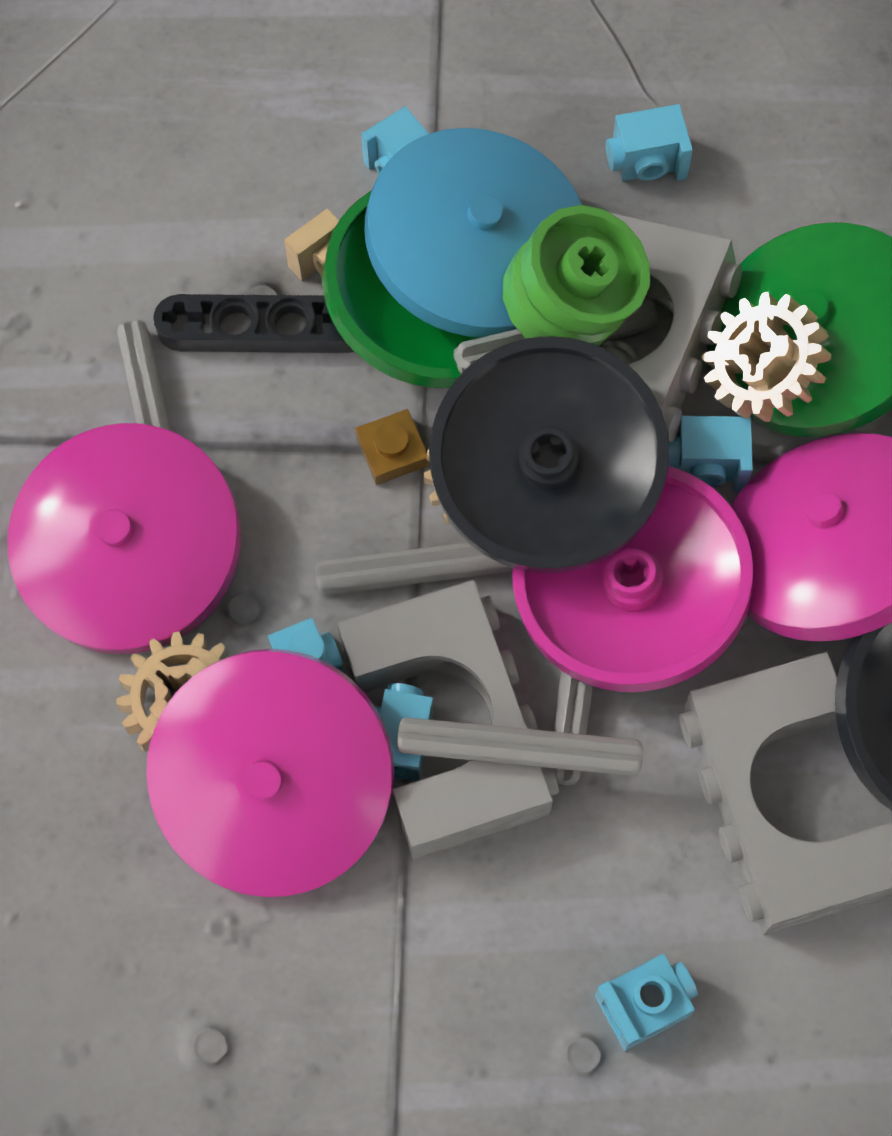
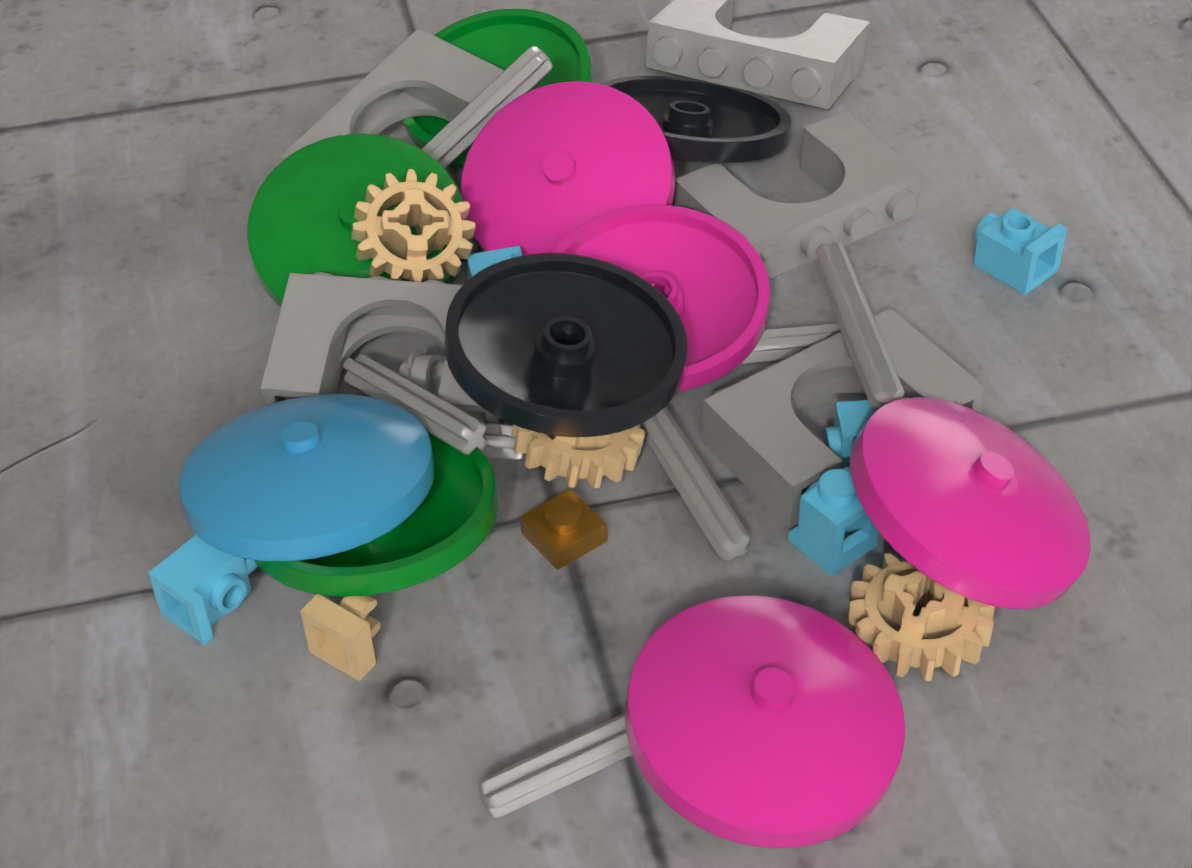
camera: 105 degrees left, 25 degrees down
(260, 335) = (448, 672): black beam -> none
(576, 276) = (371, 351): bright green wheel -> none
(650, 144) = (161, 390): medium azure brick -> none

